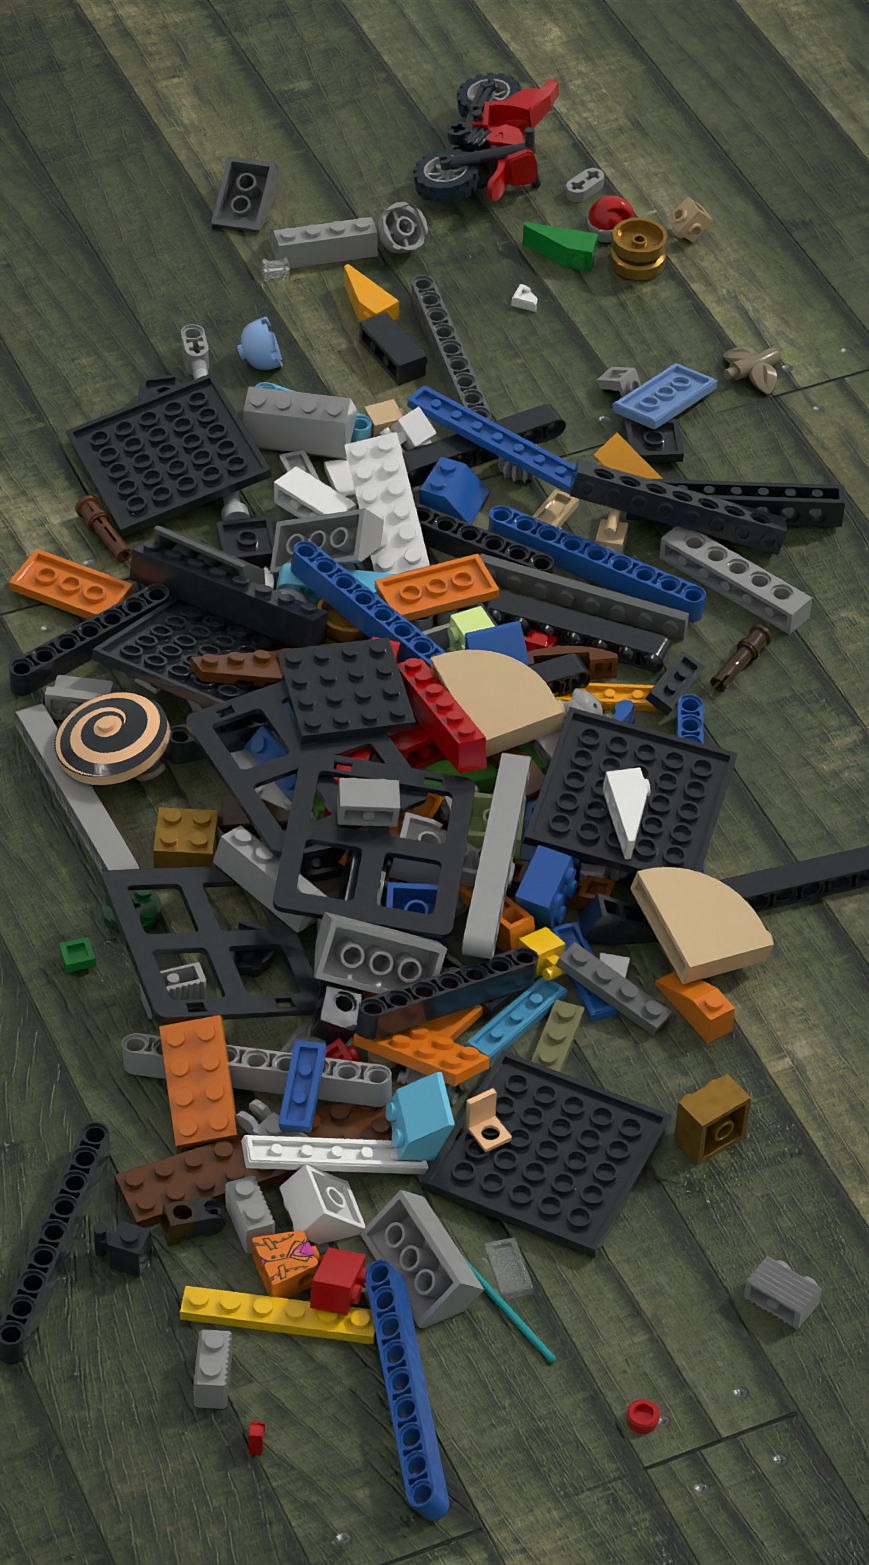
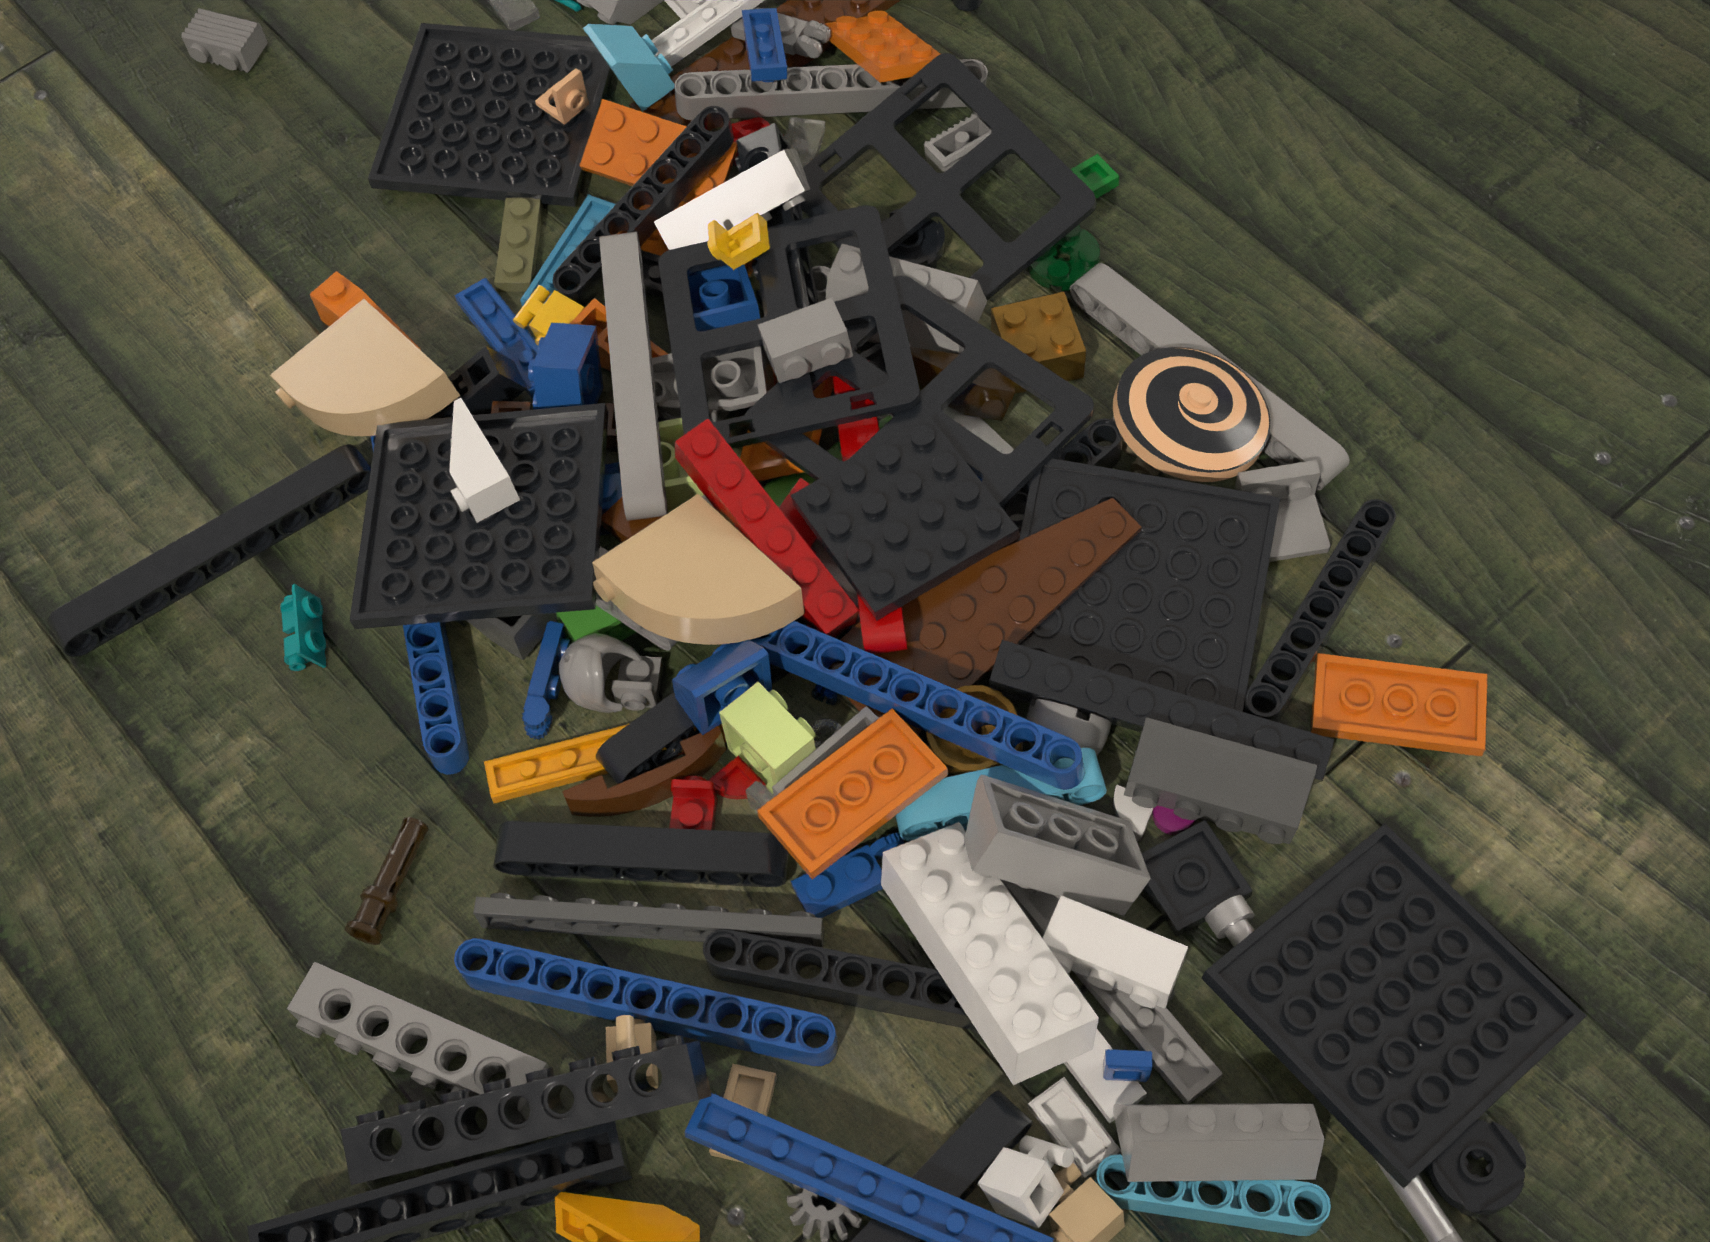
camera: 170 degrees right, 15 degrees up
(98, 521) = (1429, 843): reddish brown pin -> none
(331, 462) = (1127, 1065): none -> blue tile
(387, 897) = (740, 242): none -> yellow bracket
(454, 490) = (911, 1083): blue slope -> none
(613, 988) = (463, 302): dark grey plate -> none
(617, 963) = (467, 345): white tile -> none
(674, 683) = (474, 789): black plate -> none
(712, 1119) = (318, 167): pearl gold brick -> none
(777, 809) = (303, 615): none -> teal hinge

